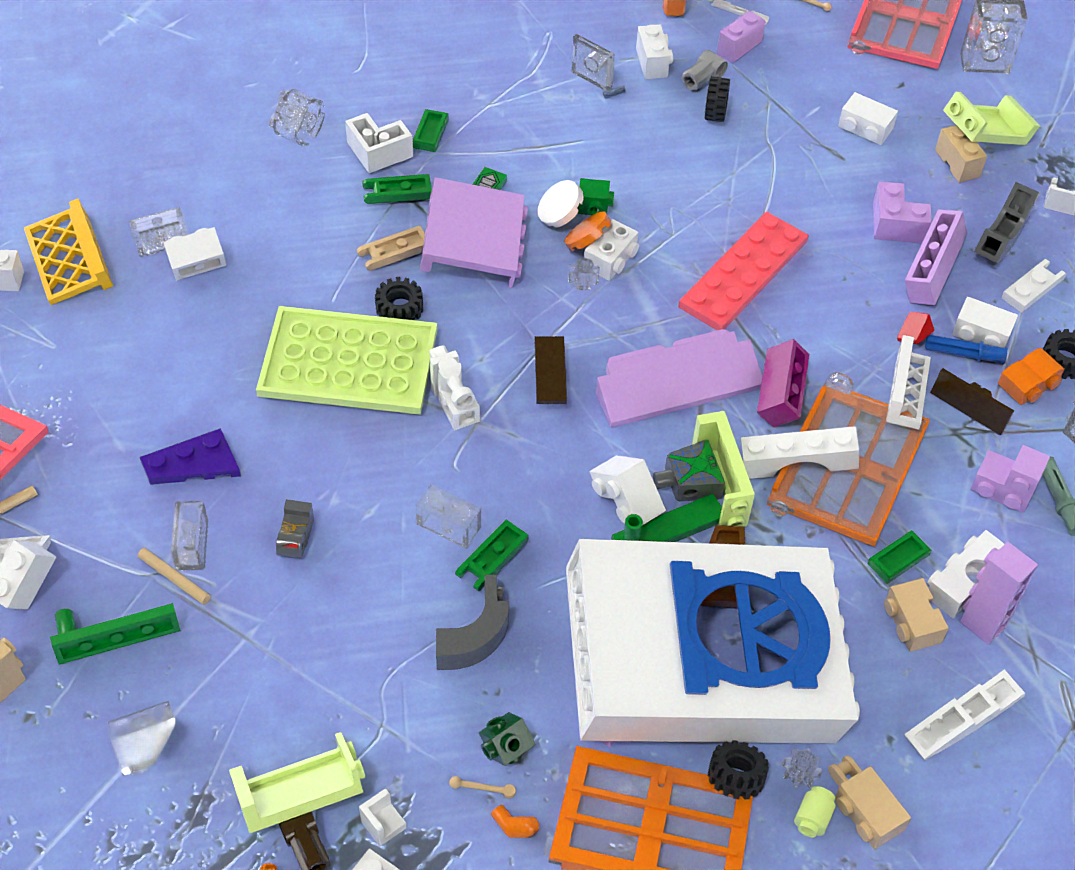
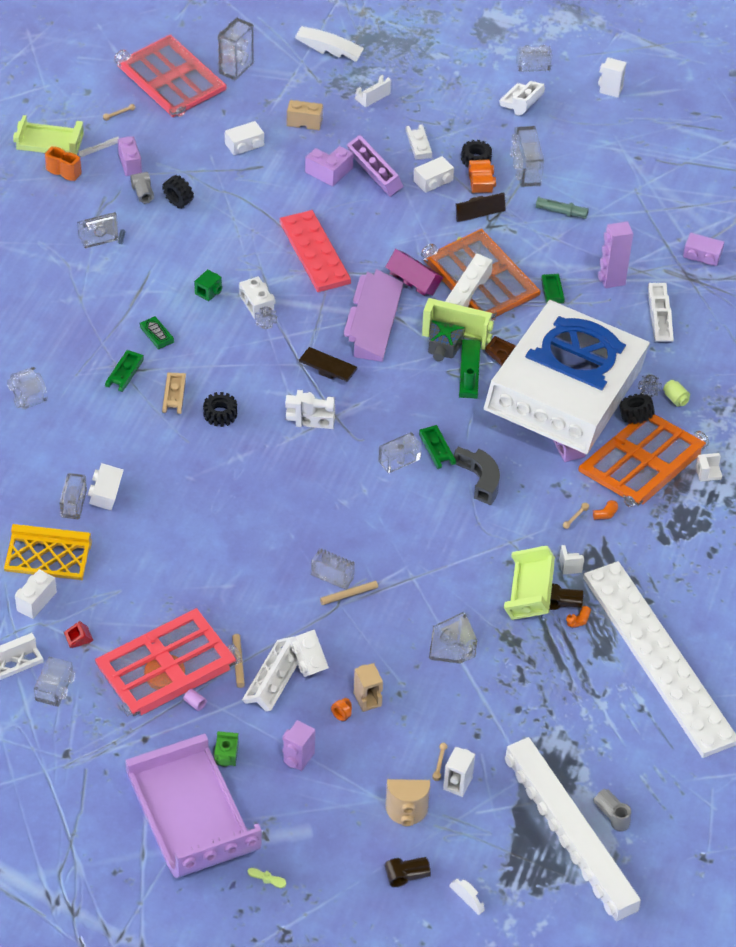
camera: 60 degrees left, 5 degrees down
(110, 635) = (370, 650): green piece -> none
(196, 457) = (268, 553): dark purple wing -> none
(295, 529) = (358, 524): dark grey leg -> none
(347, 360) = (247, 451): yellowish green plate -> none
(378, 146) = (80, 363): white brick -> none
(430, 130) = (82, 335): green tile -> none
(474, 229) = (194, 348): lavender panel -> none
(506, 739) = (559, 489): brick -> none
(560, 203) = (204, 300): white tile -> none
(587, 231) = (237, 298): orange tile -> none
(630, 486) = (438, 365): white brick -> none
(653, 51) = (107, 200): white brick -> none
(868, 803) = (685, 370): tan brick -> none
(901, 386) = (452, 225): white fence -> none
(915, 618) = (593, 299): tan brick -> none
(916, 325) = (415, 202): slope -> none
(952, 585) = (579, 257): white arch -> none
(966, 349) = (447, 187): blue axle -> none
(990, 124) = (296, 86): yellowish green panel -> none
(1008, 225) = (373, 127): dark grey arch -> none
(1010, 480) = (543, 218): lavender brick -> none

